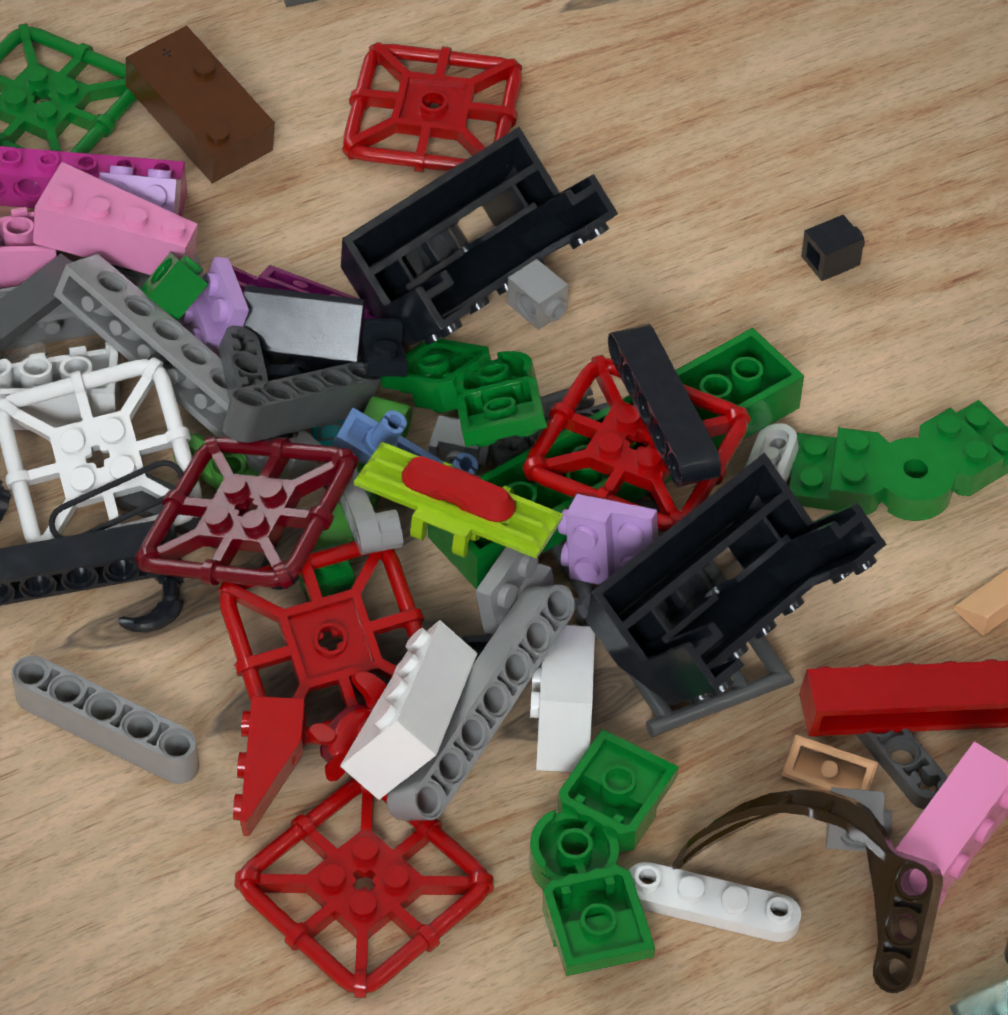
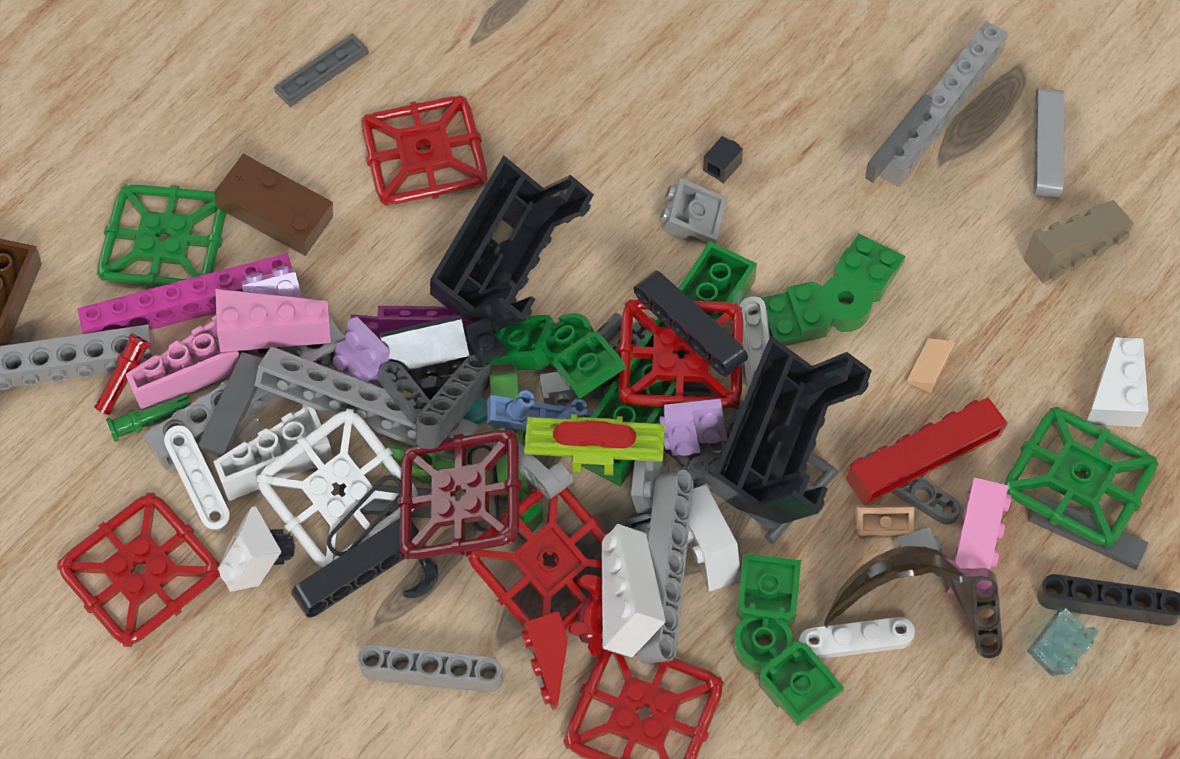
camera: 20 degrees left, 10 degrees up
(175, 284) = (331, 349): green brick -> none
(537, 294) = (557, 261): light grey brick -> none
(756, 294) = (692, 211): none -> light grey plate

